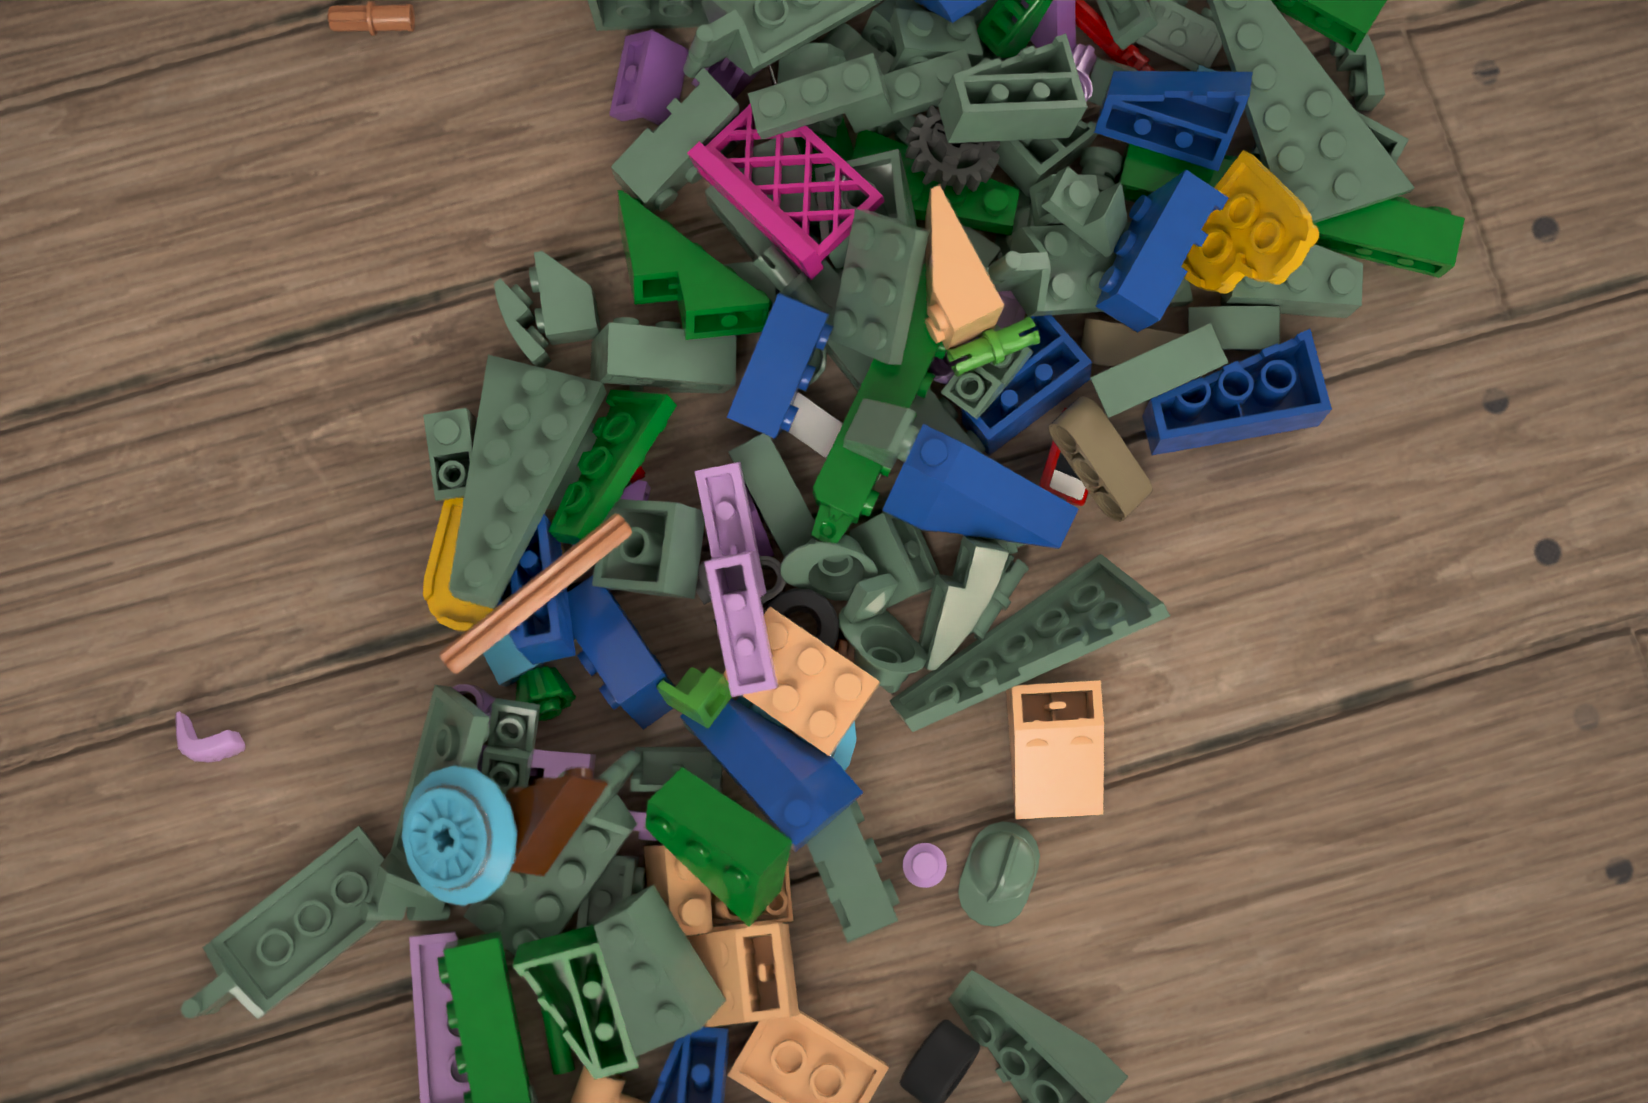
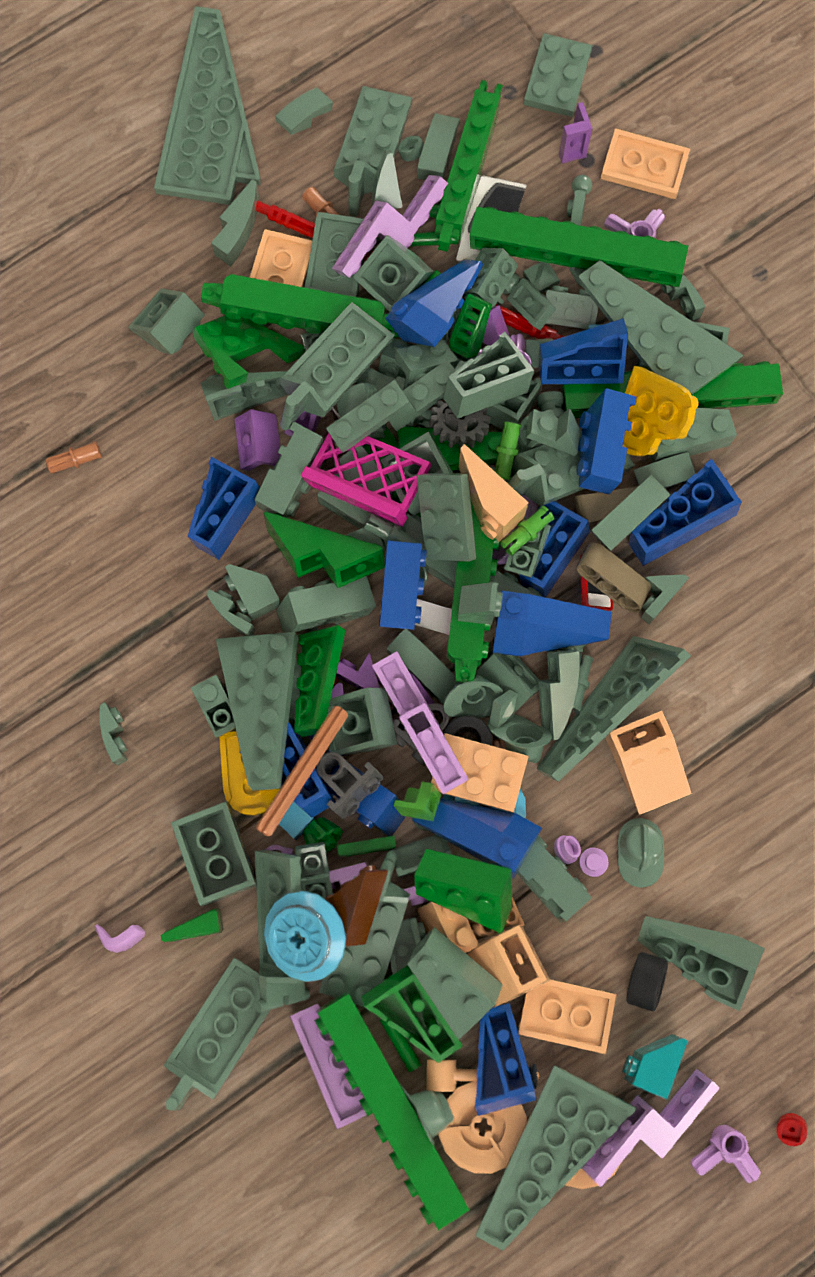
camera: 15 degrees left, 5 degrees down
(292, 431) = (110, 726): none -> sand green slope
(329, 764) = (202, 925): none -> green slope
(378, 667) = (214, 854): none -> sand green brick
(560, 165) = (222, 508): none -> blue wedge
(599, 632) = (347, 783): none -> dark grey pin
(602, 731) = (366, 846): none -> green tile
(679, 485) = (363, 678): none -> medium lavender slope
(892, 833) = (567, 849): none -> lavender plate
(1007, 215) = (507, 449): none -> bright green pin
(1172, 501) = (665, 589): none -> sand green slope

